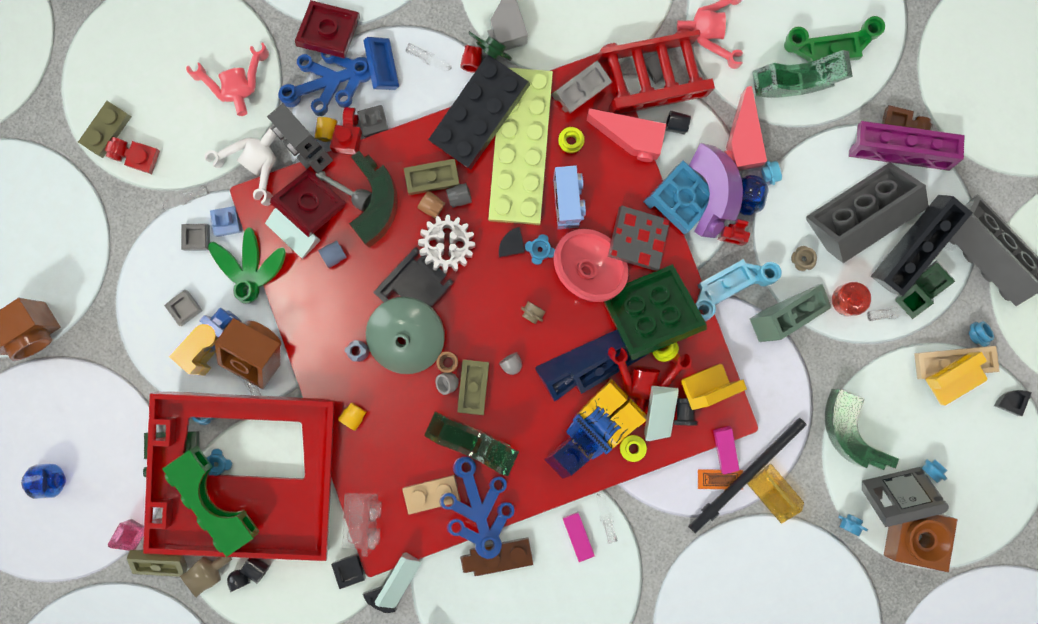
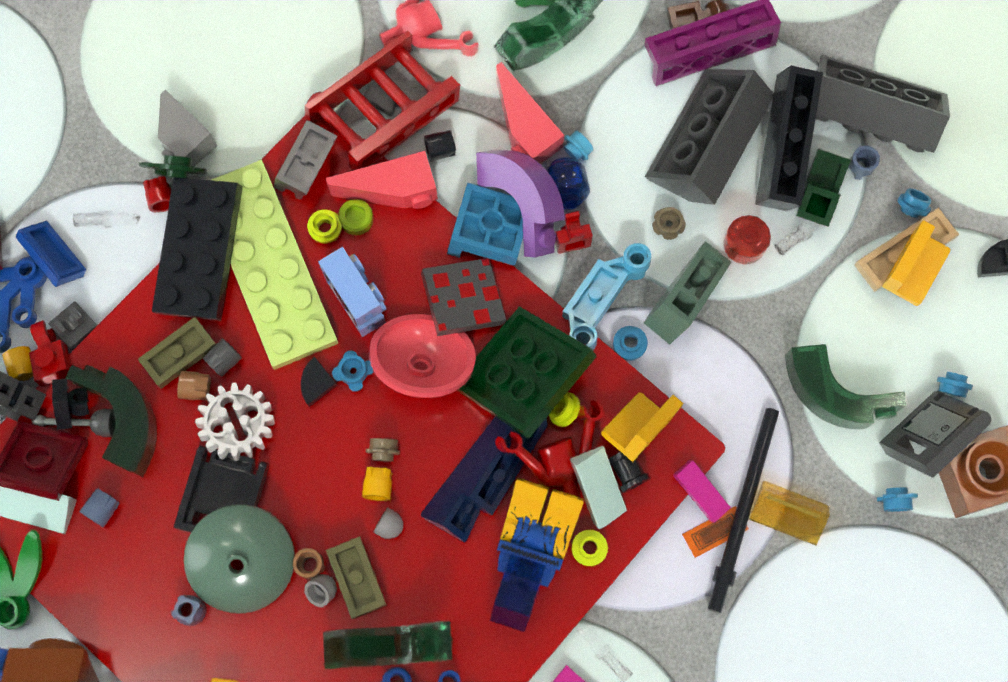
camera: 30 degrees left, 10 degrees down
(344, 174) = (68, 403): none -> black tile
(517, 333) = (377, 484): none -> yellow hose
(595, 144) = (355, 217): none -> lime tile
(725, 329) = (626, 352): none -> dark azure plate
(968, 284) = (869, 157): none -> sand blue hose

